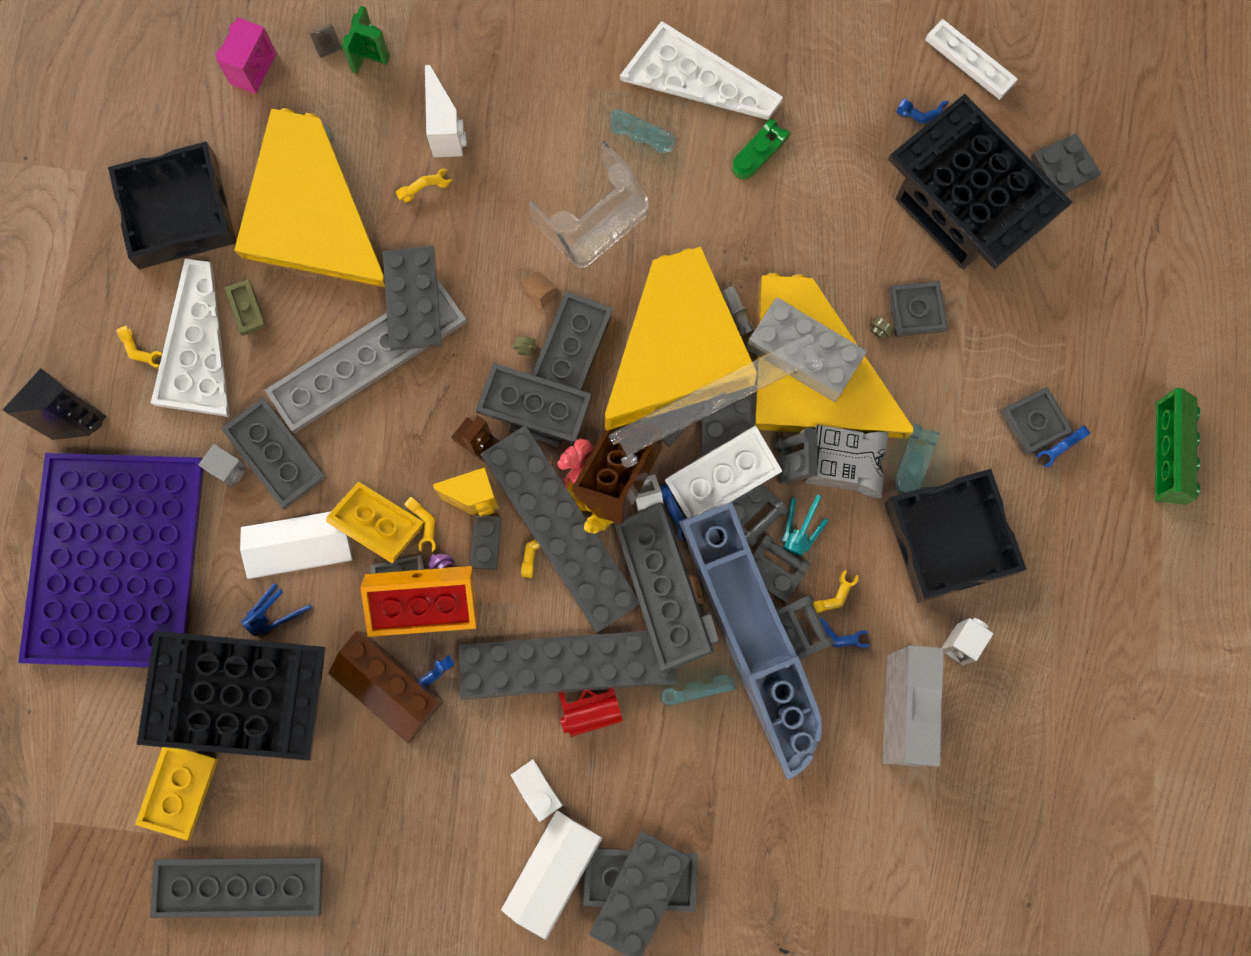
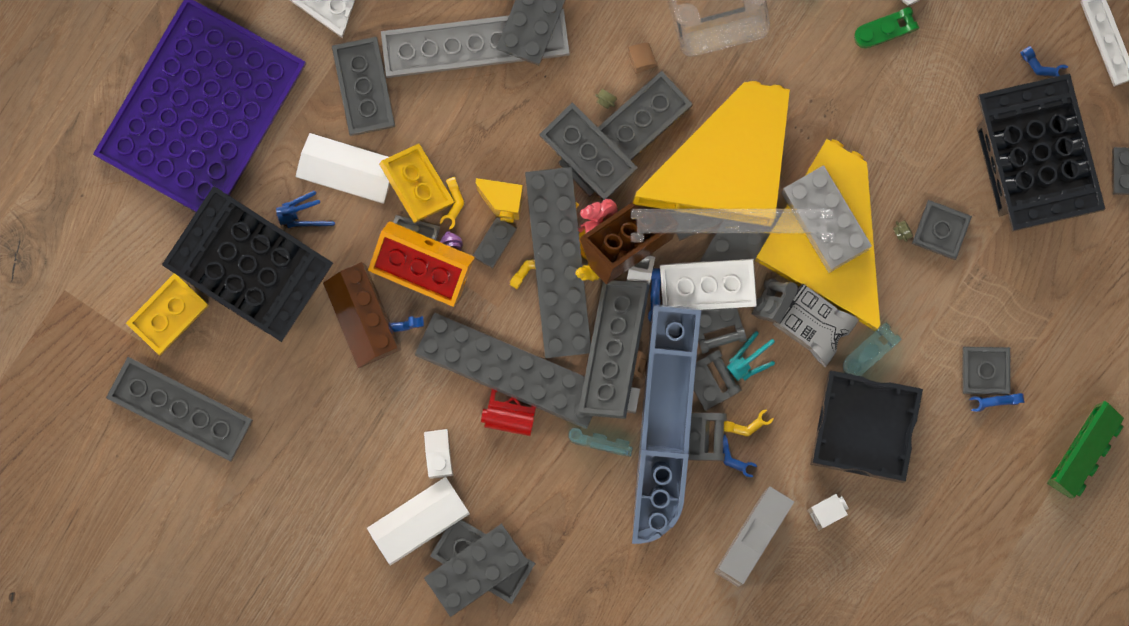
camera: 30 degrees right, 5 degrees up
(223, 465) = (319, 77): light grey brick -> none
(475, 436) = (528, 154): reddish brown bracket -> none
(738, 312) = (793, 158): light grey axle -> none

